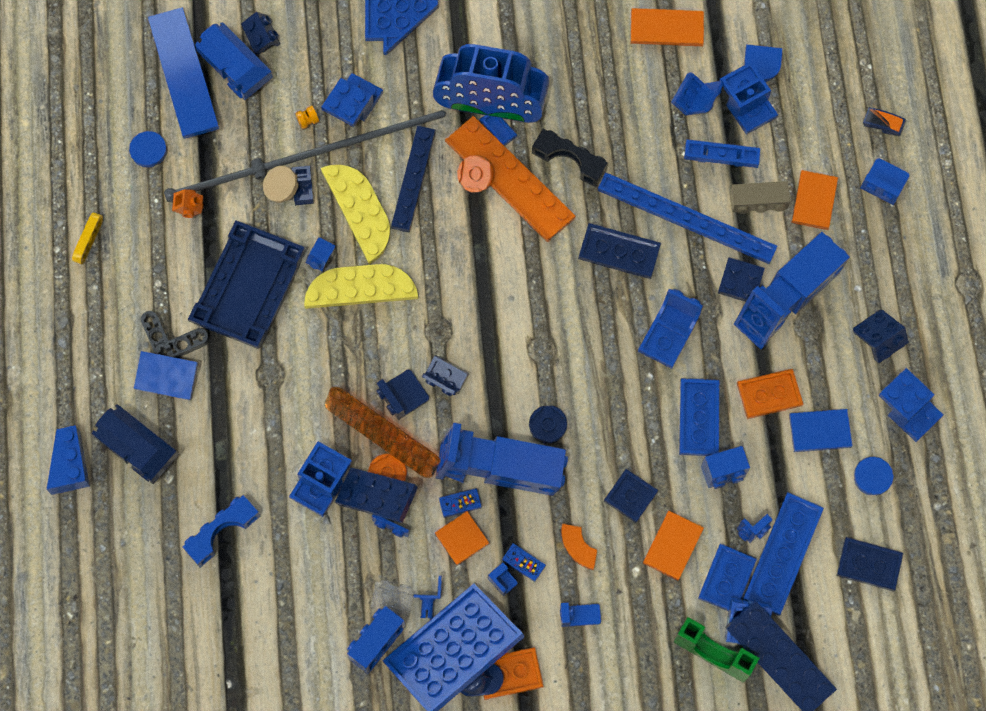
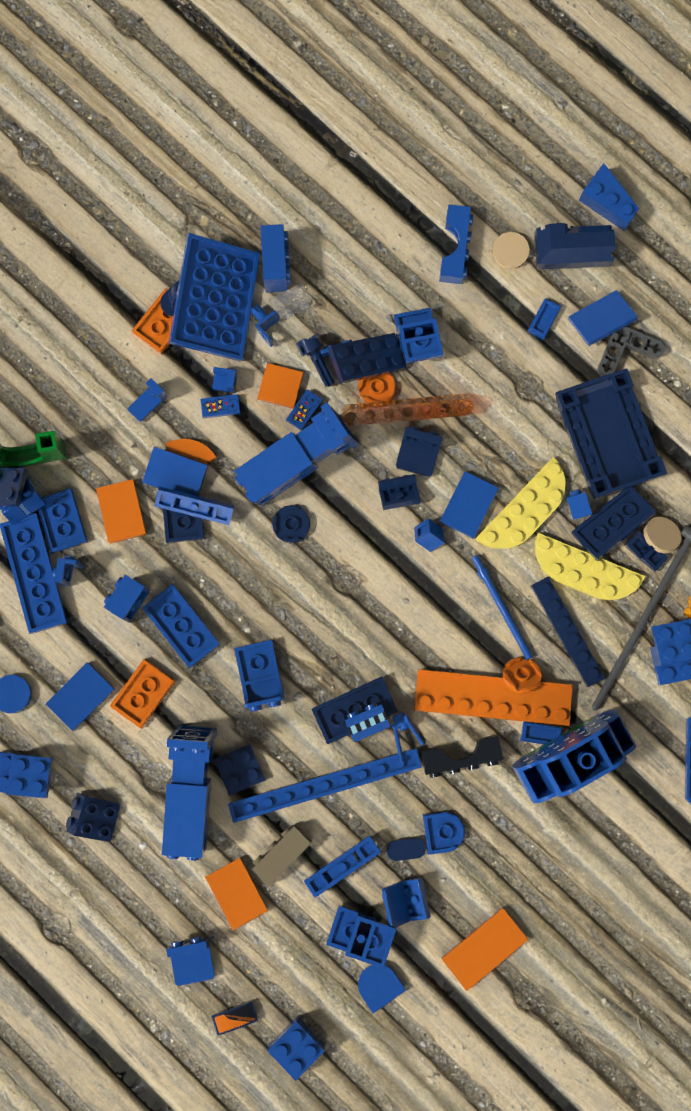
camera: 140 degrees right, 10 degrees up
(182, 490) = (510, 250): none -> tan tile
(209, 415) = (544, 318): none -> blue tile
(307, 221) = (613, 523): none -> dark blue plate
(400, 325) = (469, 505): none -> blue tile
(410, 543) = (311, 348): none -> dark blue piece
(436, 266) = (484, 573): none -> blue bar
(451, 327) = (429, 535): none -> blue panel
(591, 212) = (403, 722): none -> blue plant
(605, 537) = (174, 472): none -> blue tile
(612, 495) = (194, 505): none -> blue hinge
(619, 230) = (367, 723): none -> blue slope
(628, 121) = (443, 832): none -> blue tile
(665, 131) = (406, 849): none -> dark blue tile
(855, 68) = (296, 1048): none -> blue brick

